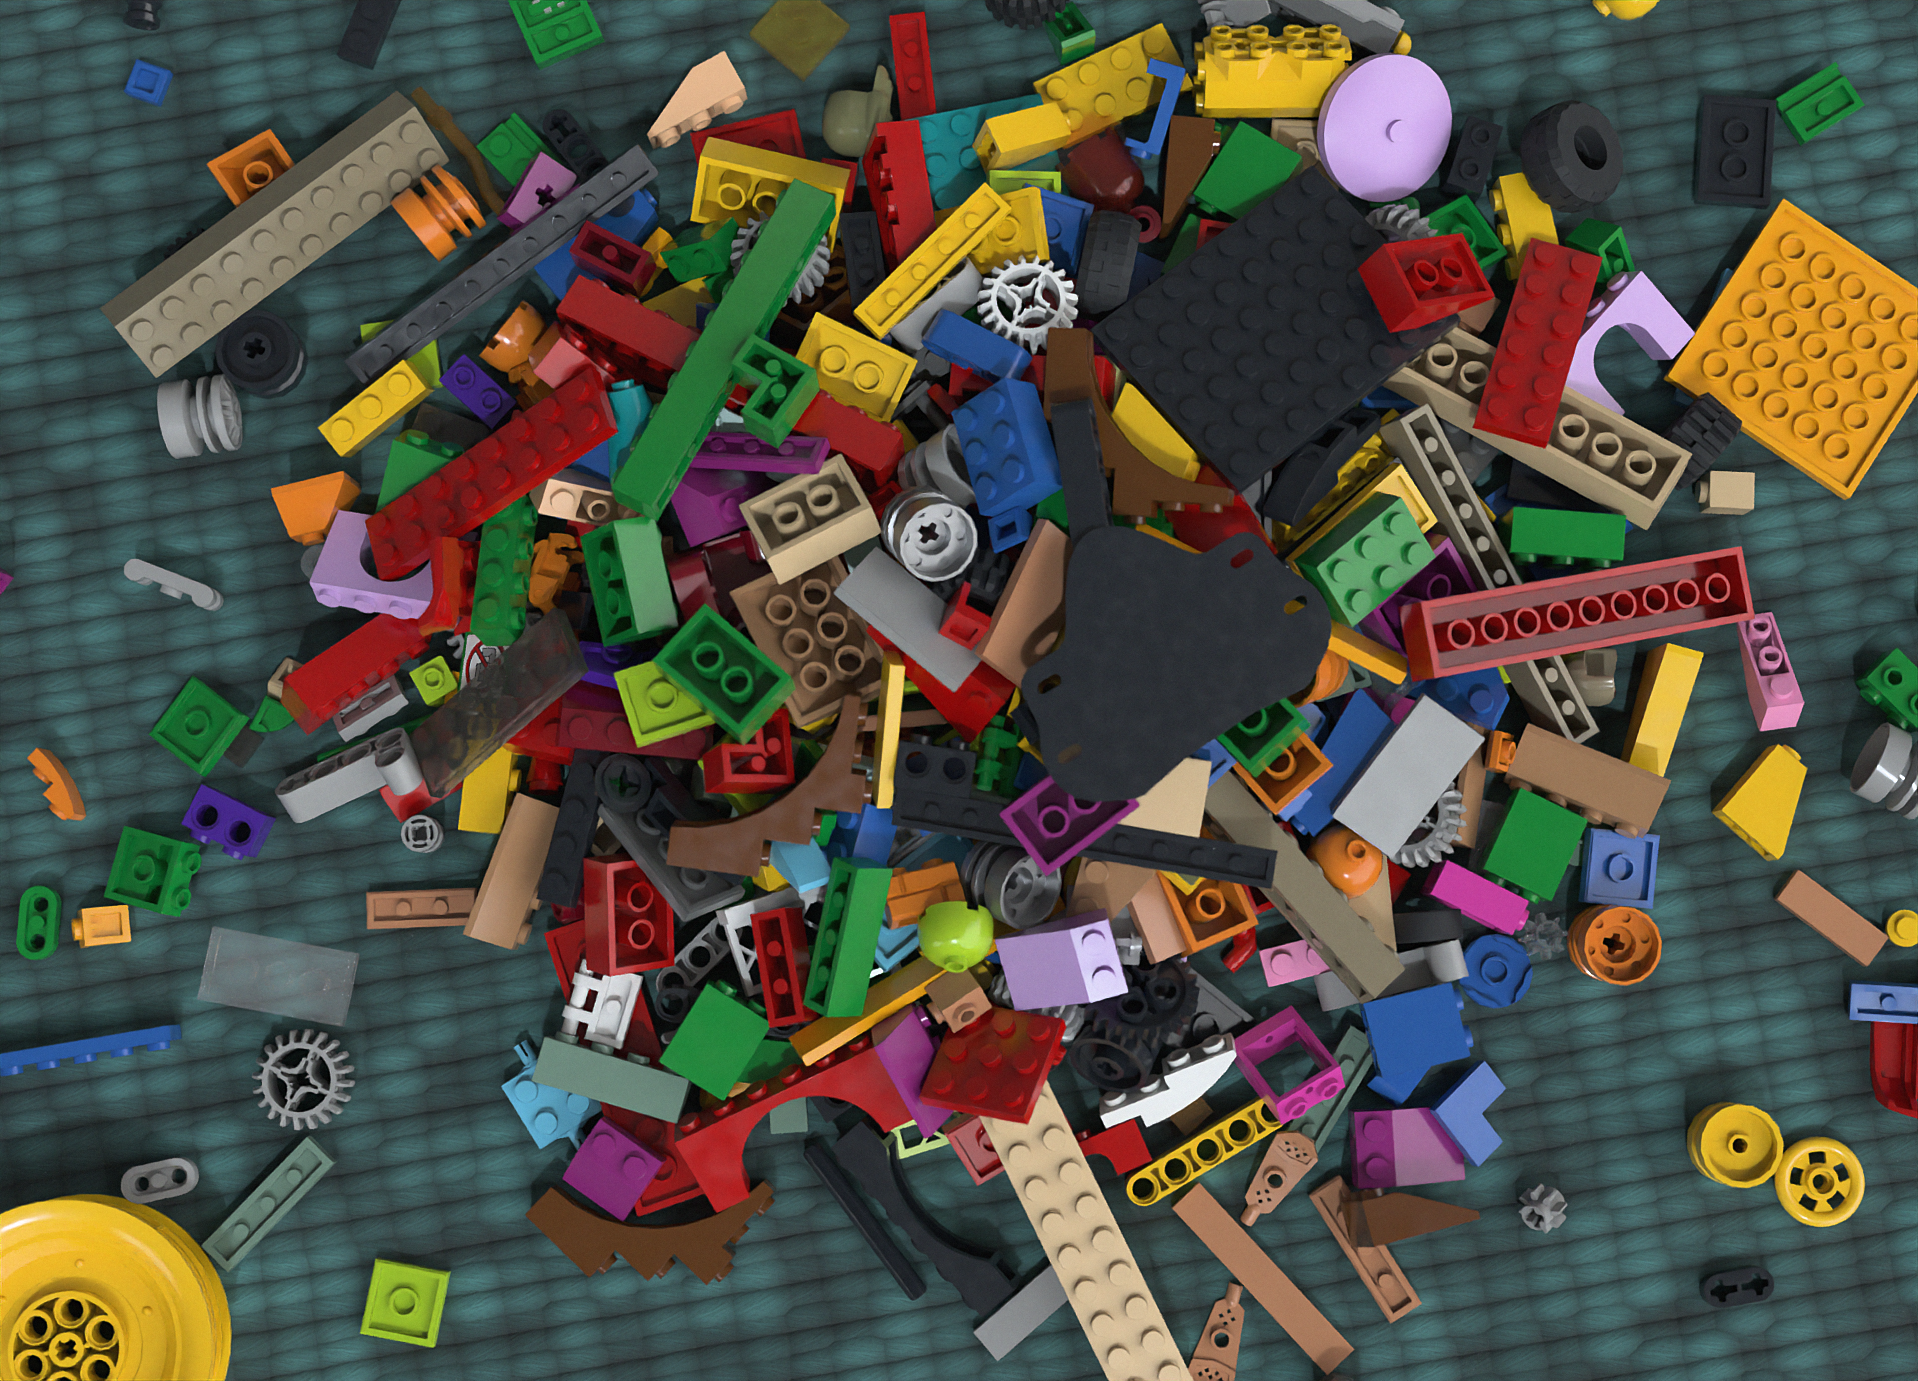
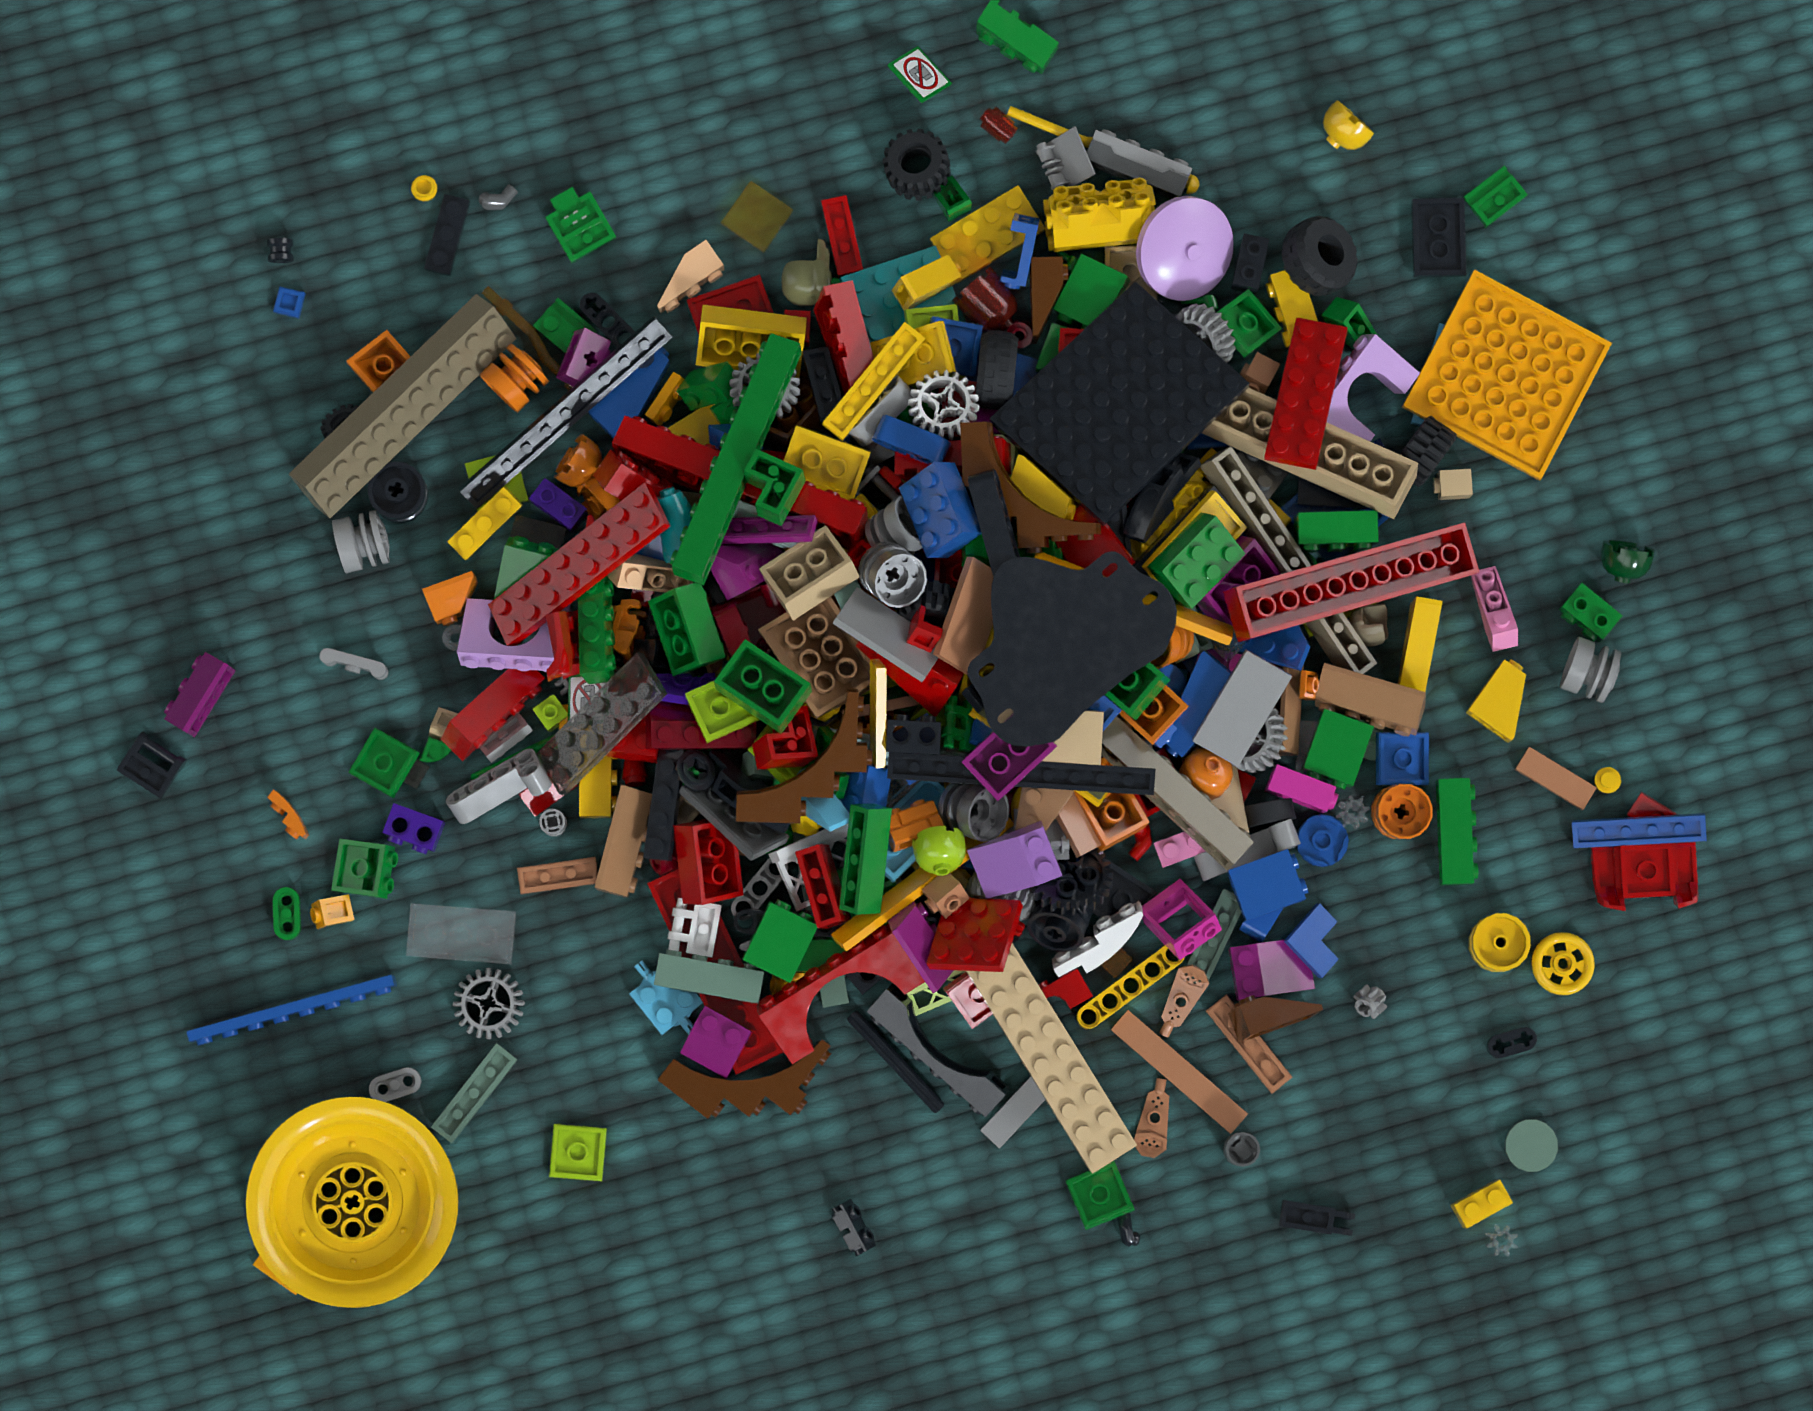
camera: 10 degrees left, 0 degrees up
(612, 259) = (645, 400): dark red brick -> none
(1010, 528) = (948, 565): blue slope -> none
(1424, 280) = (1220, 360): red slope -> none
(1686, 979) = (1455, 831): none -> green brick

